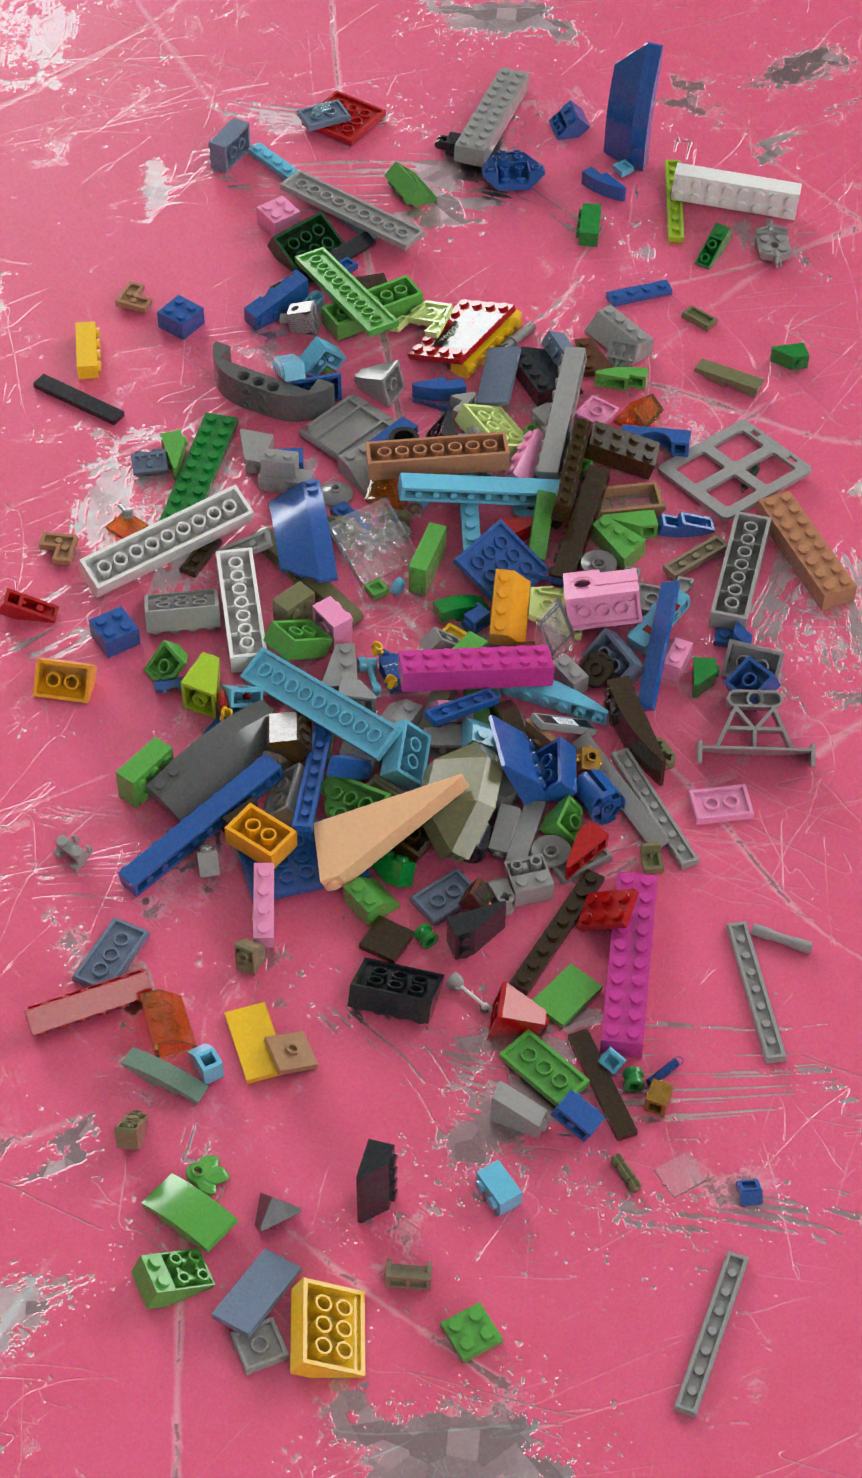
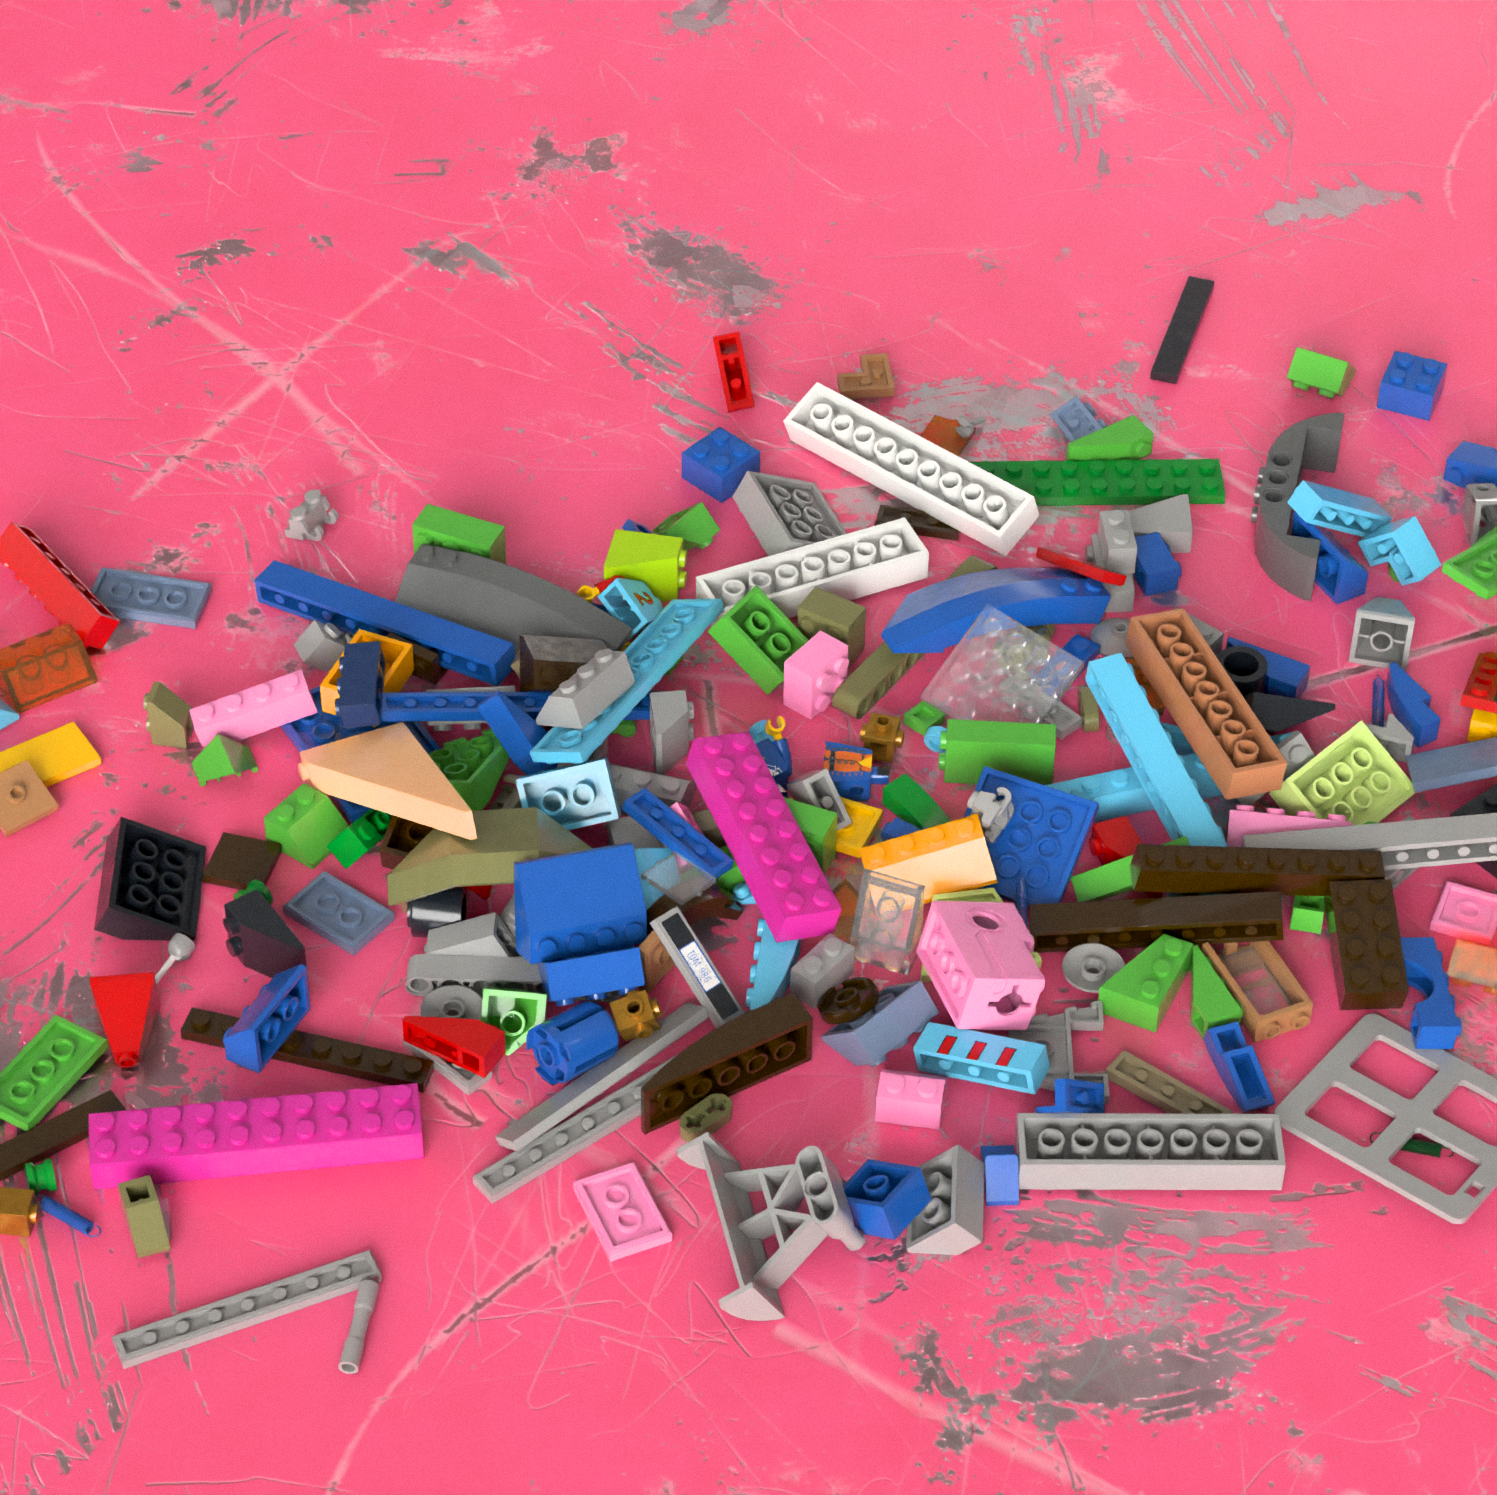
camera: 75 degrees right, 5 degrees down
(64, 680) = (615, 439): light orange slope -> none
(87, 350) = (1285, 309): yellow brick -> none
(131, 298) = (1427, 327): medium nougat plate -> none
(152, 350) = (1320, 372): none -> slope
(258, 541) = (943, 555): light grey plate -> none
(287, 486) = (1081, 566): none -> red tile
(289, 828) = (361, 684): none -> dark blue brick
(297, 935) = (221, 759): none -> bright green slope
(336, 720) = (588, 691): none -> light grey slope
(341, 665) = (731, 707): light grey wedge -> none
(346, 426) = (1275, 617): light grey piece -> none
(390, 608) = (882, 736): none -> pearl gold brick
(410, 631) = (853, 770): none -> torso
(476, 895) = (325, 930): copper slope -> none
(493, 562) = (992, 814): none -> light grey piece
(499, 709) = (678, 878): none -> clear piece
(502, 891) = (353, 966): light grey piece -> none
(529, 879) = (384, 991): light grey slope -> none
(548, 932) = (269, 1019): none -> blue slope
(567, 995) = (184, 1076): bright green tile -> none
(607, 910) = (335, 1081): red plate -> none
(612, 1060) = (67, 1143): medium azure slope -> none
(651, 858) = (472, 1134): olive bracket -> none
(658, 644) = (911, 1056): blue tile -> none
(681, 1027) = (143, 1216): none -> slope
(703, 675) = (888, 1140): green slope -> none
(708, 592) = (1076, 1097): none -> blue panel
(807, 551) = (1248, 1240): nougat brick -> none

